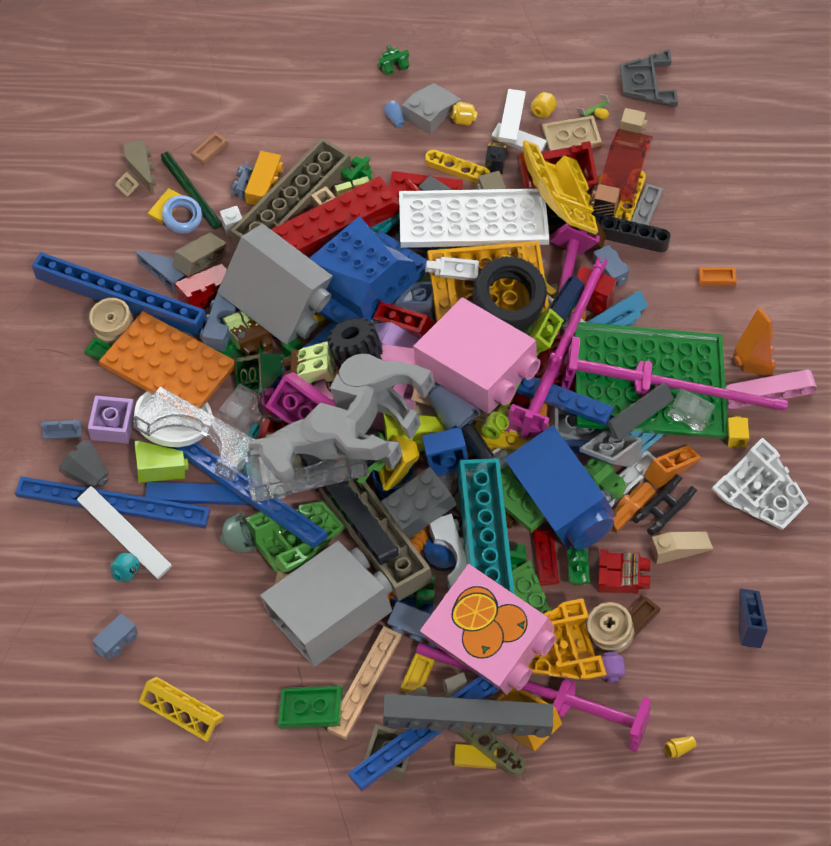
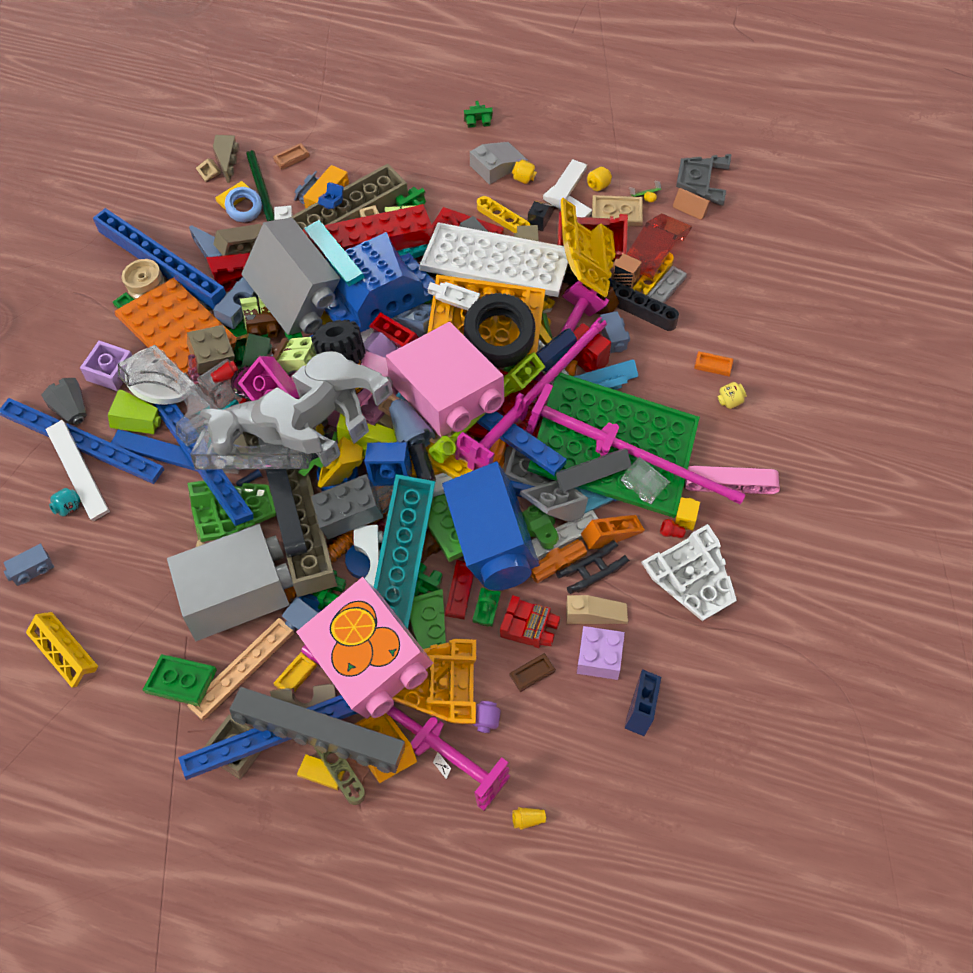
camera: 15 degrees right, 0 degrees up
(61, 429) = (63, 364): sand blue hinge -> none
(206, 403) = (192, 370): none -> clear pink bar
(216, 378) = (209, 347): none -> dark tan brick
(237, 535) = (176, 496): sand green cylinder -> none
(246, 398) = (224, 372): none -> red cone
(280, 187) = (332, 197): none -> blue bracket
(300, 499) = (249, 478): none -> dark blue piece
(317, 251) = (334, 253): none -> tile
(394, 113) = (462, 158): medium blue cone -> none
(586, 721) = (442, 765): none -> white sticker
(610, 627) = (497, 676): tan wheel -> none
(633, 121) = (677, 208): tan brick -> none
(654, 112) = (691, 204): none -> nougat slope
(698, 582) = (600, 653): none -> lavender brick
(725, 450) = (672, 529): none -> red piece
(745, 305) = (732, 395): none -> light yellow head
(754, 347) = (726, 435): orange wedge -> none

